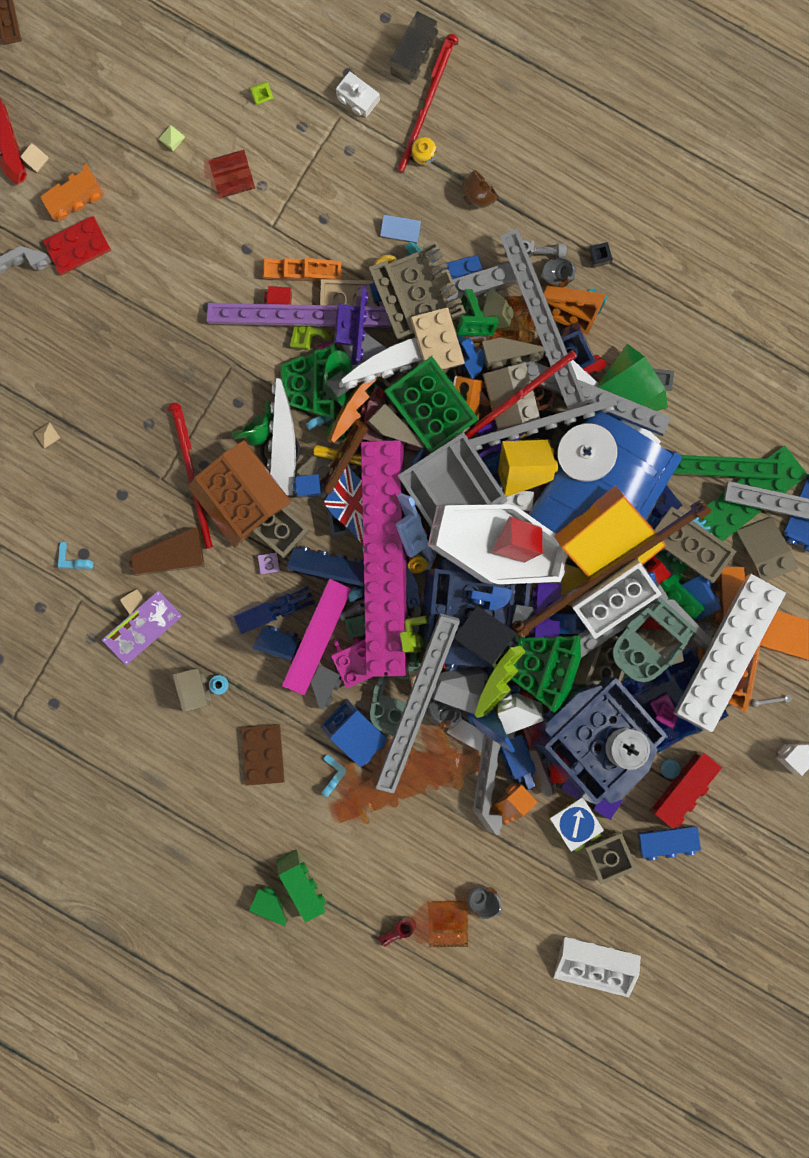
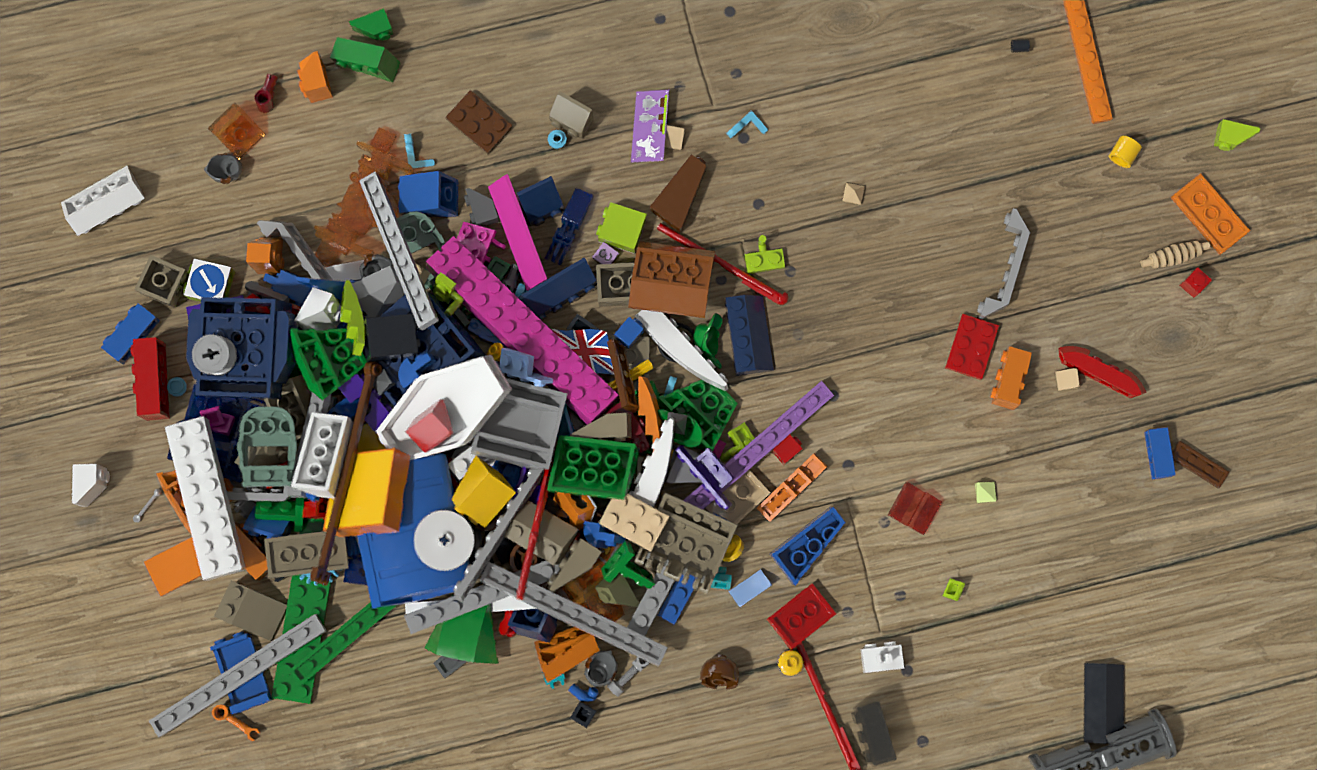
camera: 135 degrees right, 5 degrees down
(25, 46) = (1159, 453): none -> blue piece
(159, 449) = (764, 259): none -> lime plate
(225, 405) = (748, 334): none -> dark blue slope
(237, 571) = (621, 227): none -> lime piece
(330, 219) = (803, 547): none -> blue wedge
(352, 907) = (314, 78): none -> orange slope
(384, 174) = (801, 616): none -> red plate
(586, 266) = (584, 695): none -> blue arm

